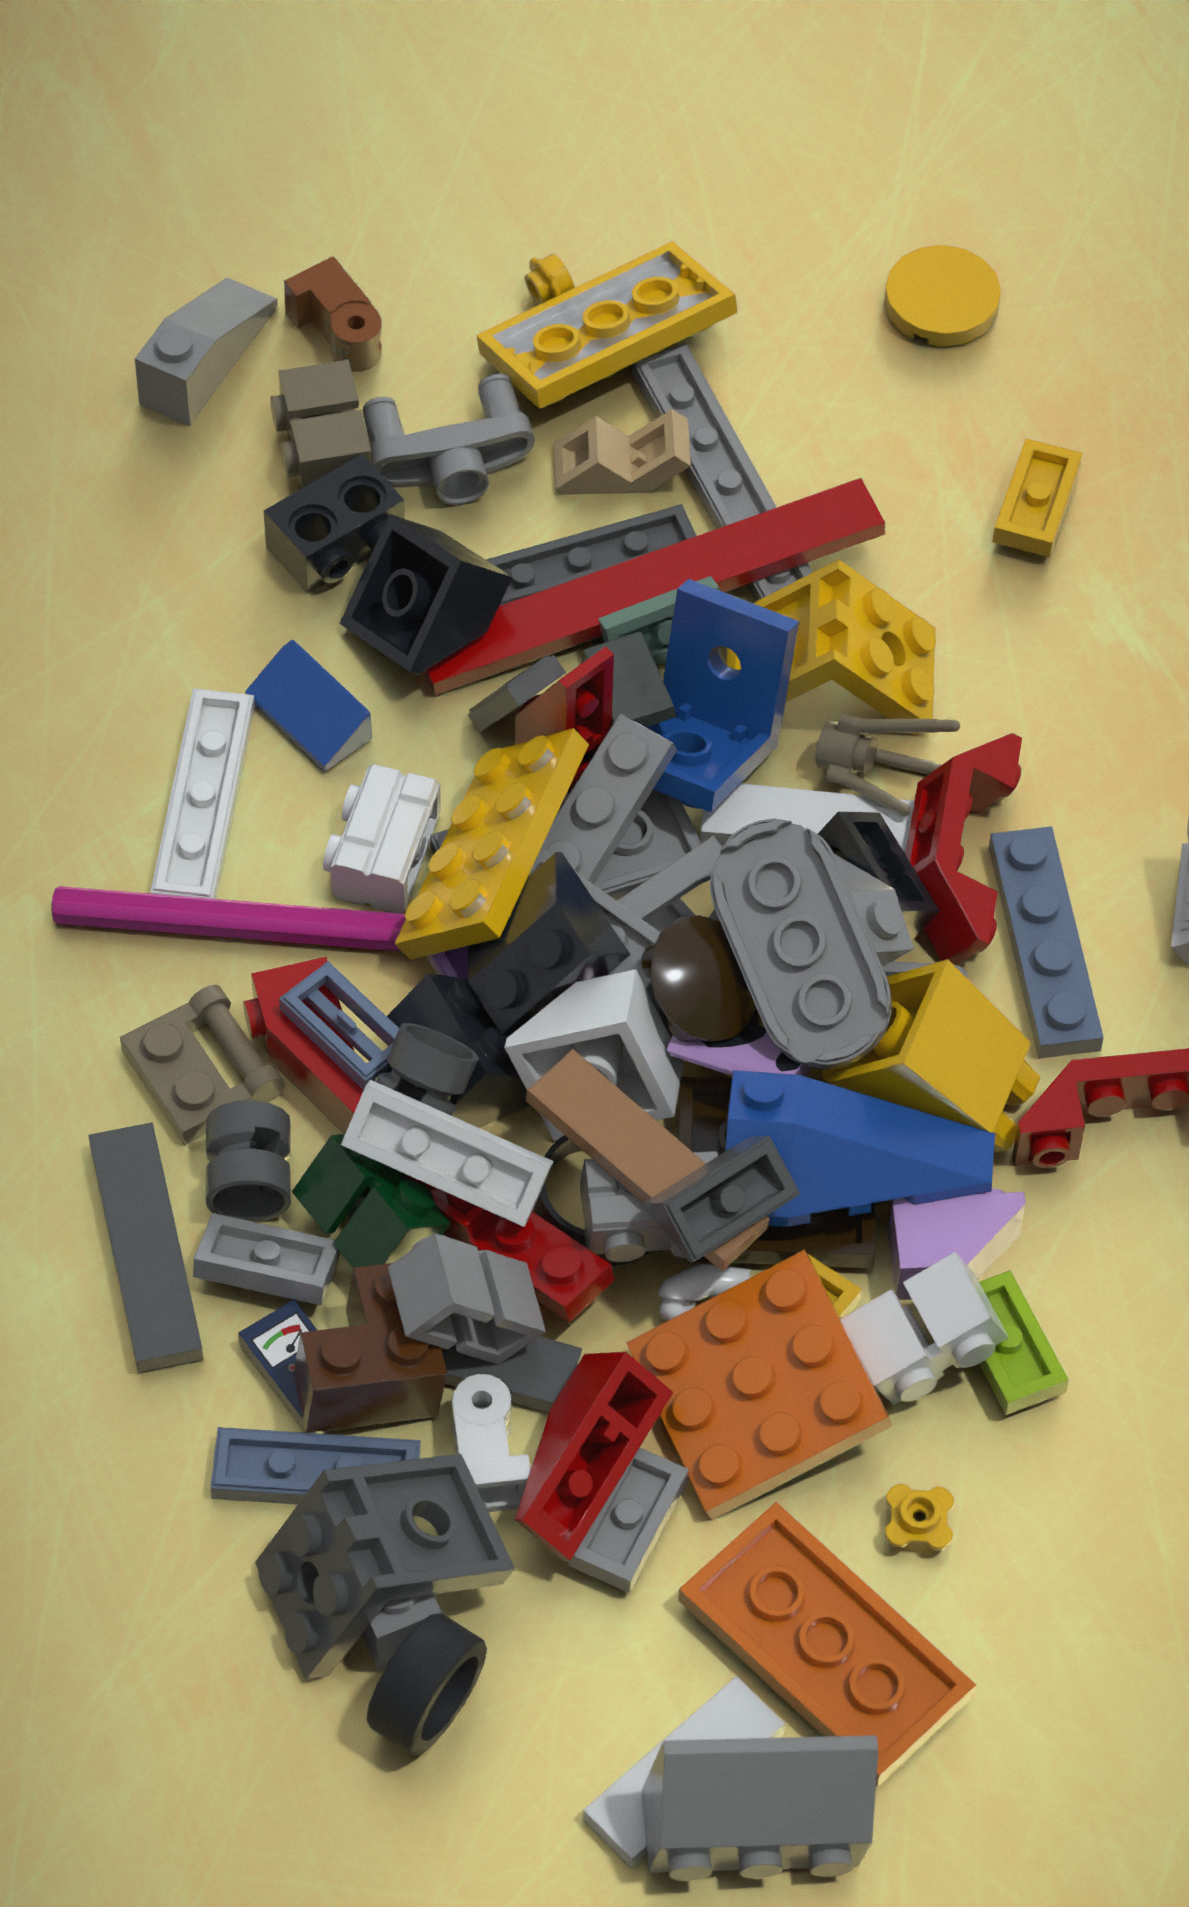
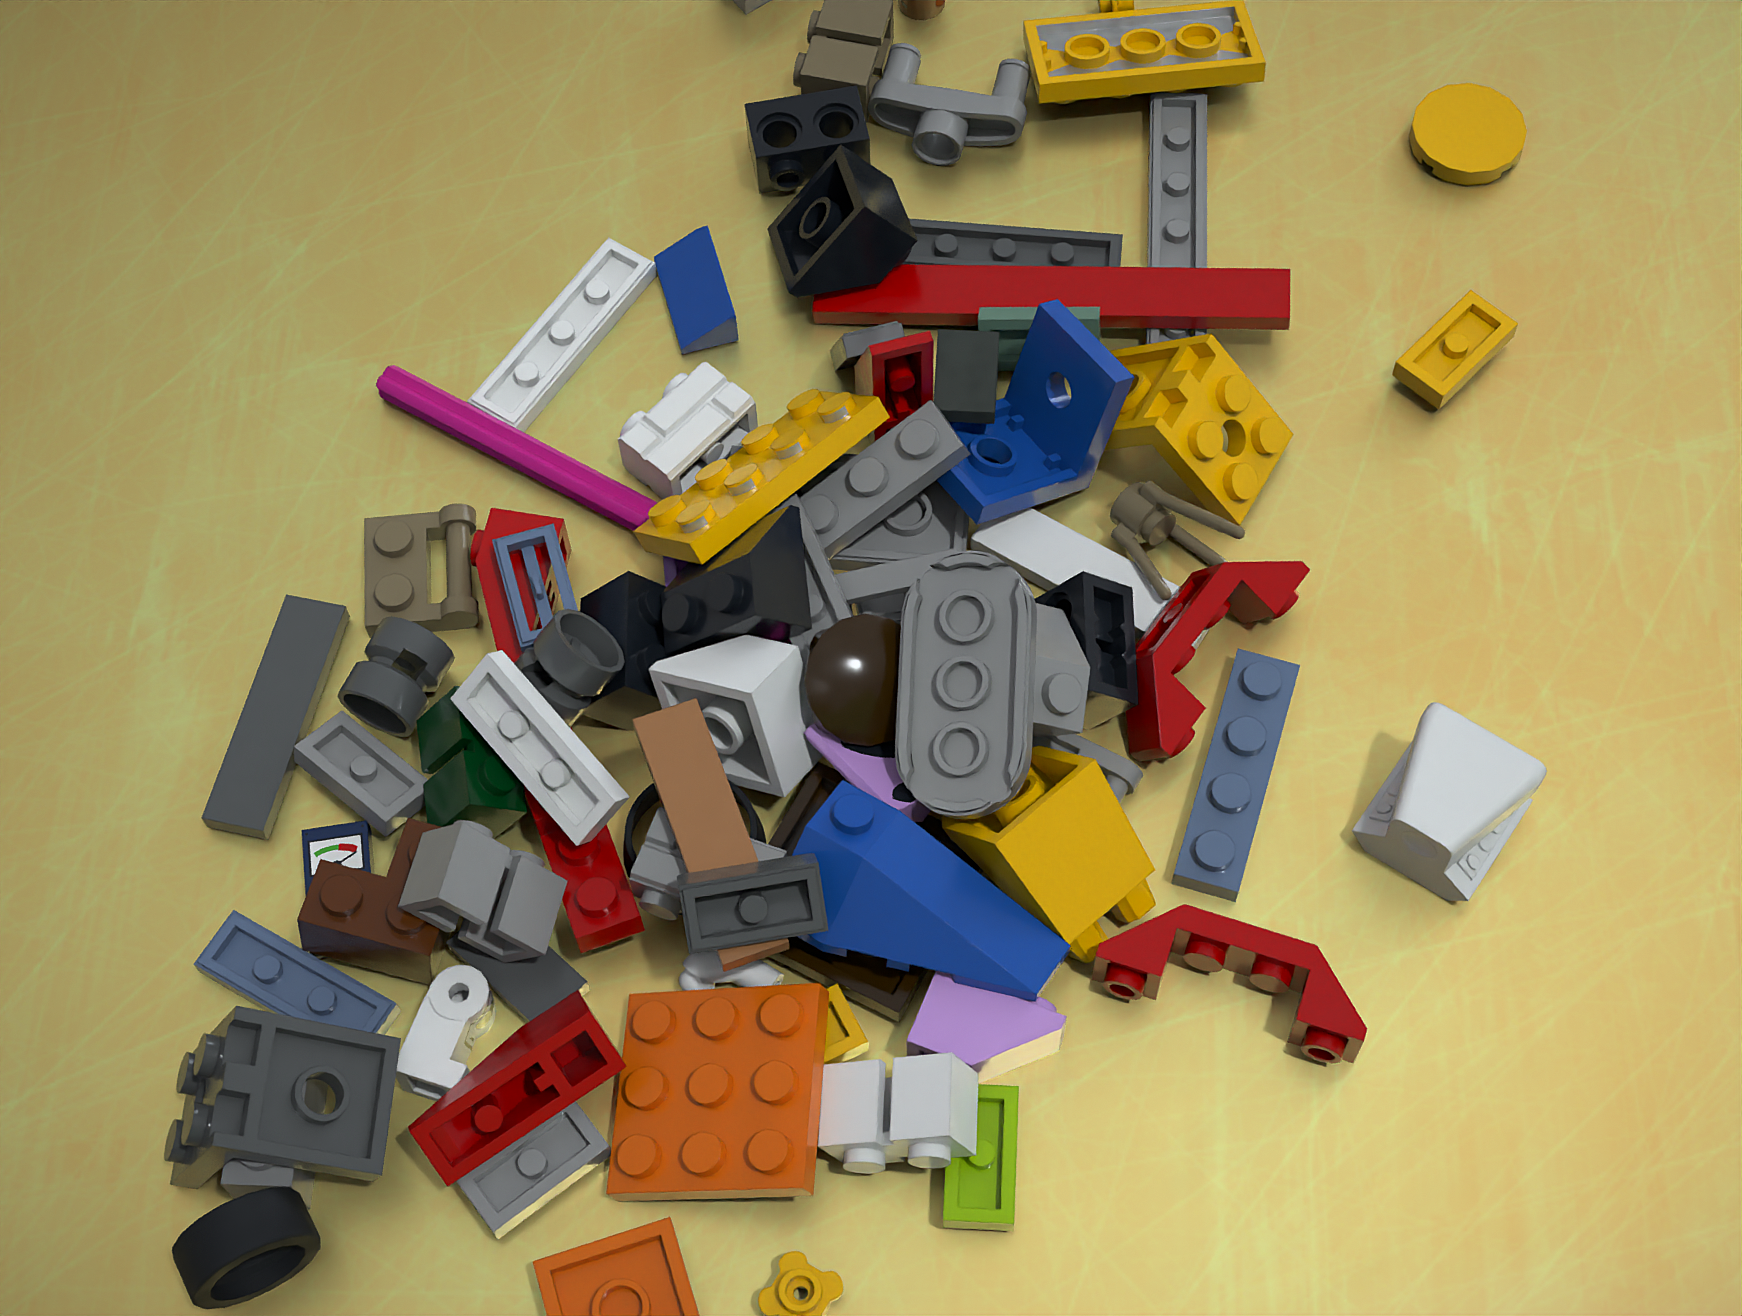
camera: 30 degrees right, 5 degrees up
(607, 461) = (1083, 174): tan slope -> none

